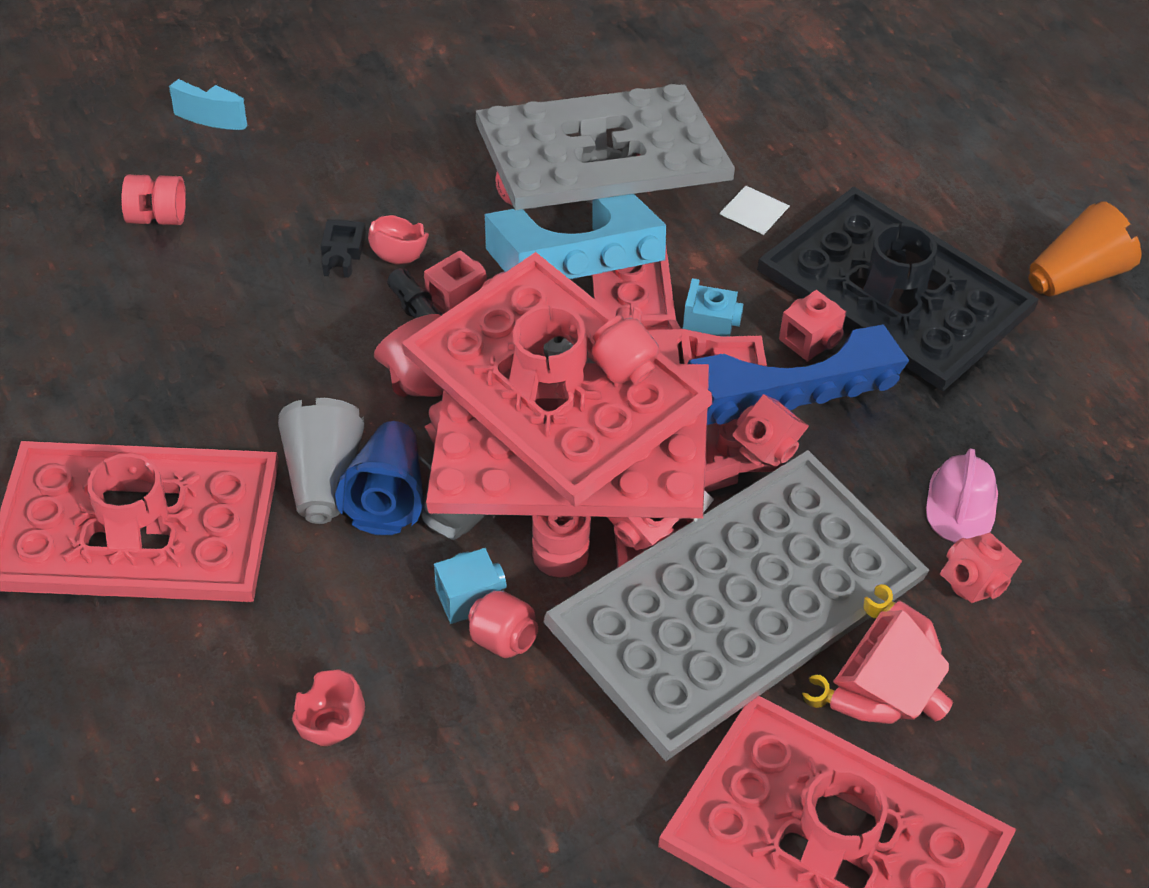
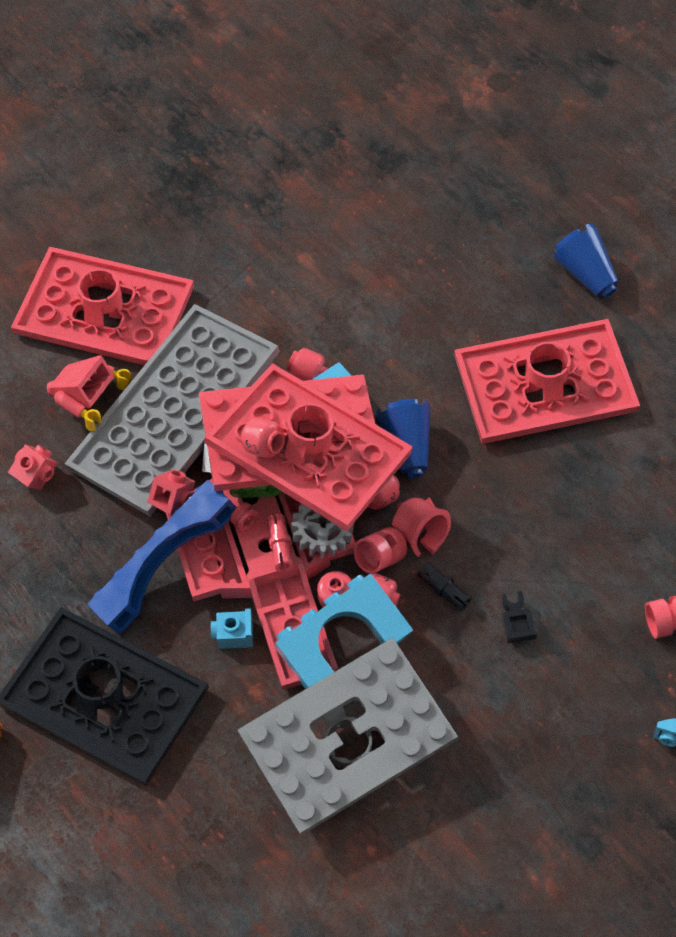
camera: 170 degrees right, 10 degrees up
(318, 449) = (454, 440): light grey cone -> none
(329, 709) = (383, 298): coral hair -> none
(397, 239) = (477, 629): coral hair -> none
(454, 280) = (421, 593): coral brick -> none
(754, 210) = (221, 757): white sticker -> none
(812, 325) = (158, 627): coral brick -> none
(962, 498) = (46, 532): bright pink piece -> none

